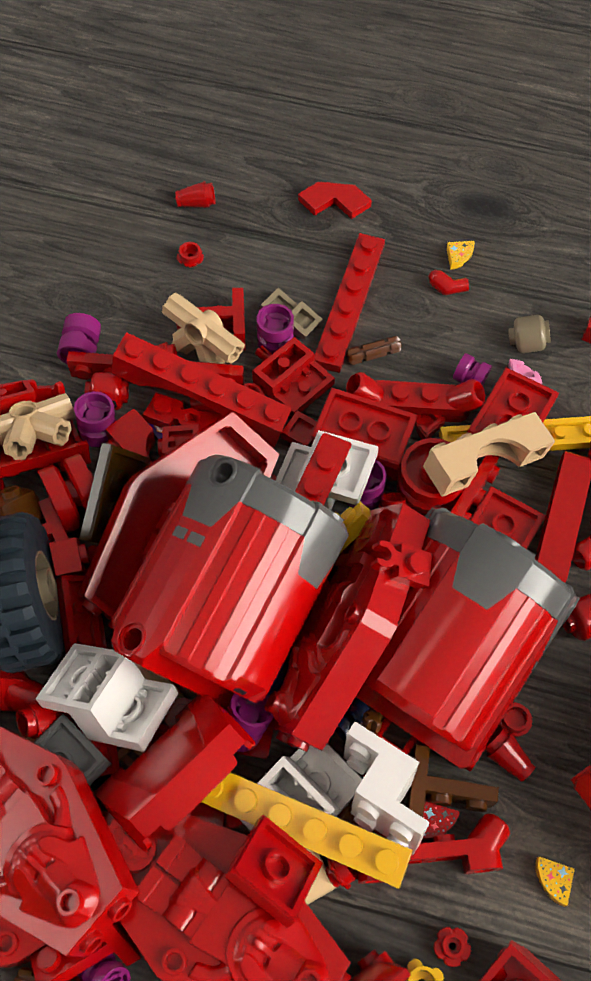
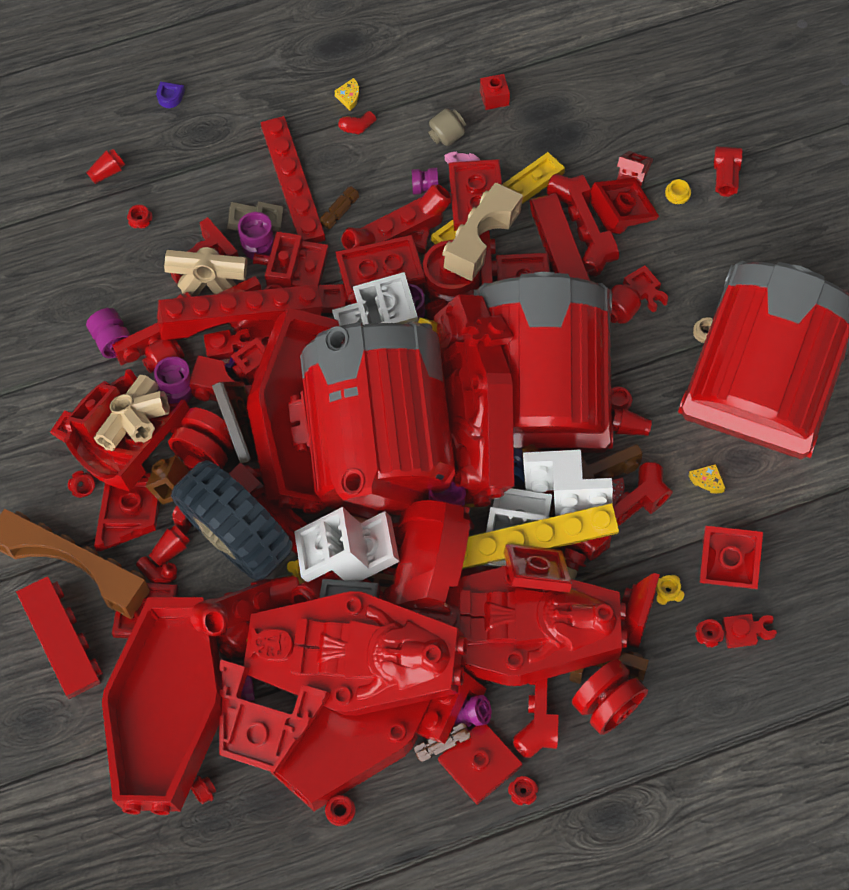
camera: 30 degrees left, 0 degrees up
(300, 167) = (169, 94): none -> dark purple tile
(323, 468) = (376, 303): red piece -> none
(345, 196) = (225, 98): red tile -> none
(452, 957) = (668, 563): red plate -> none

